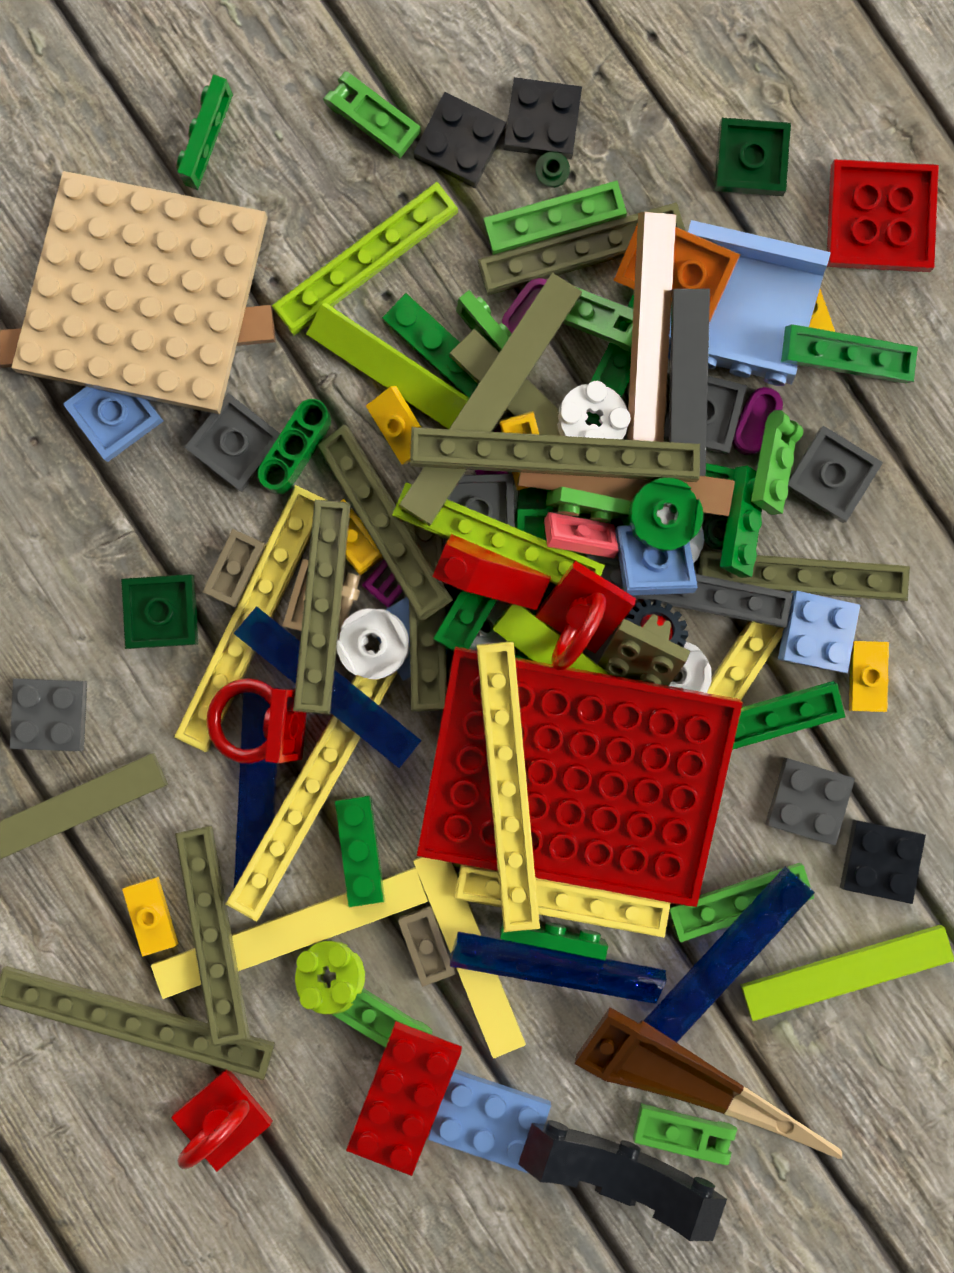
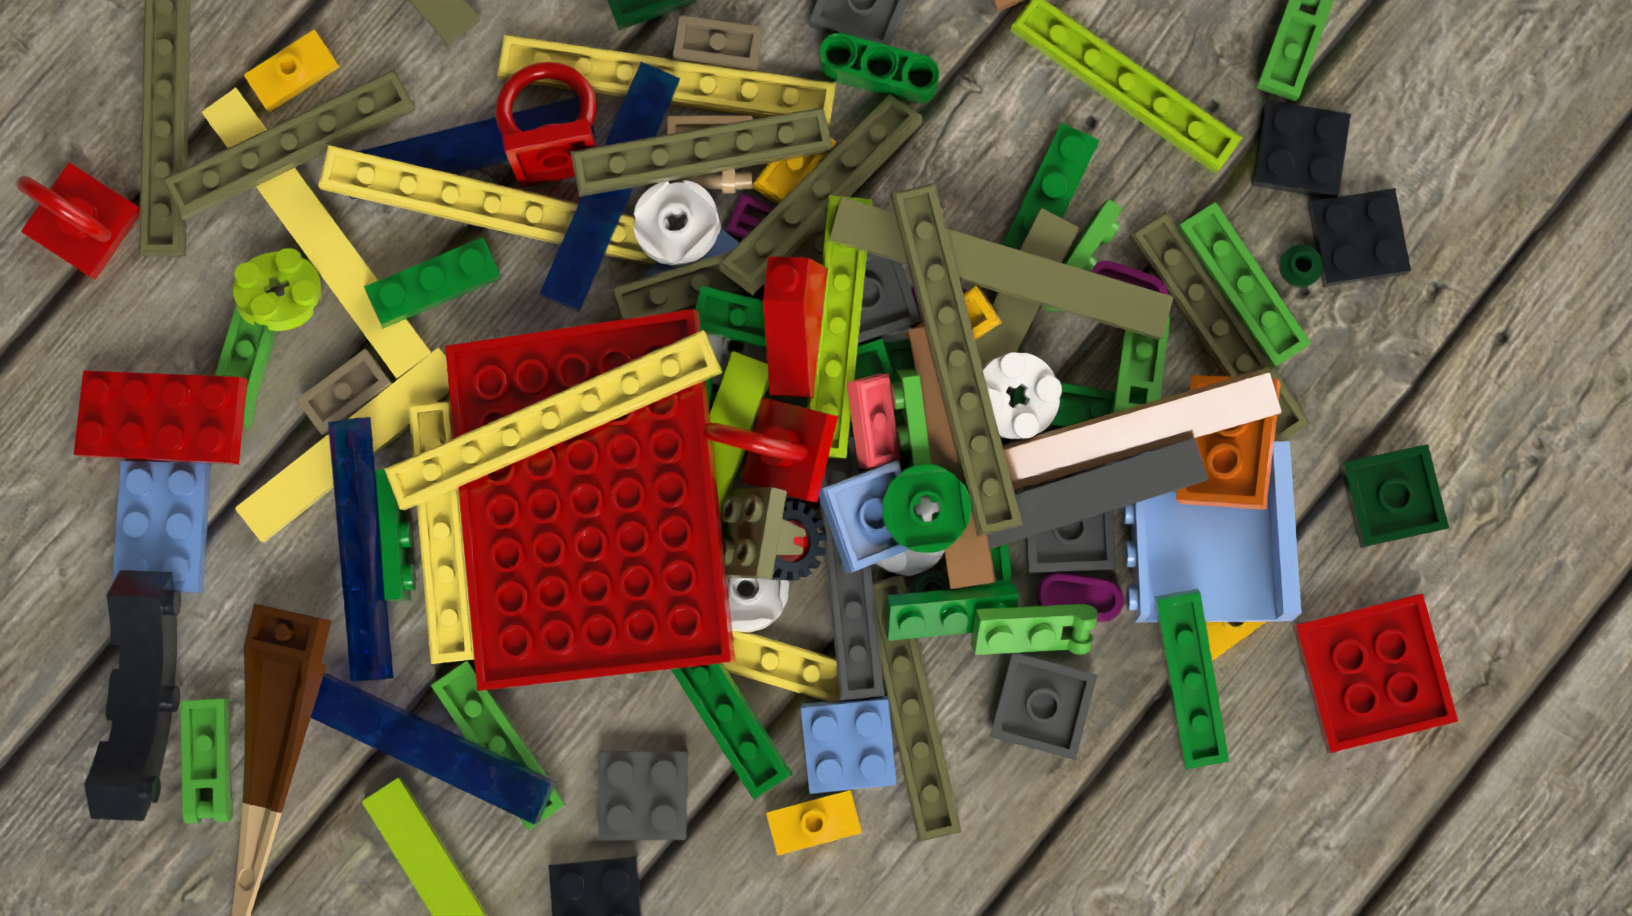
camera: 80 degrees right, 5 degrees down
(386, 365) = (1007, 143): lime tile -> none
(394, 421) = (949, 169): yellow plate -> none

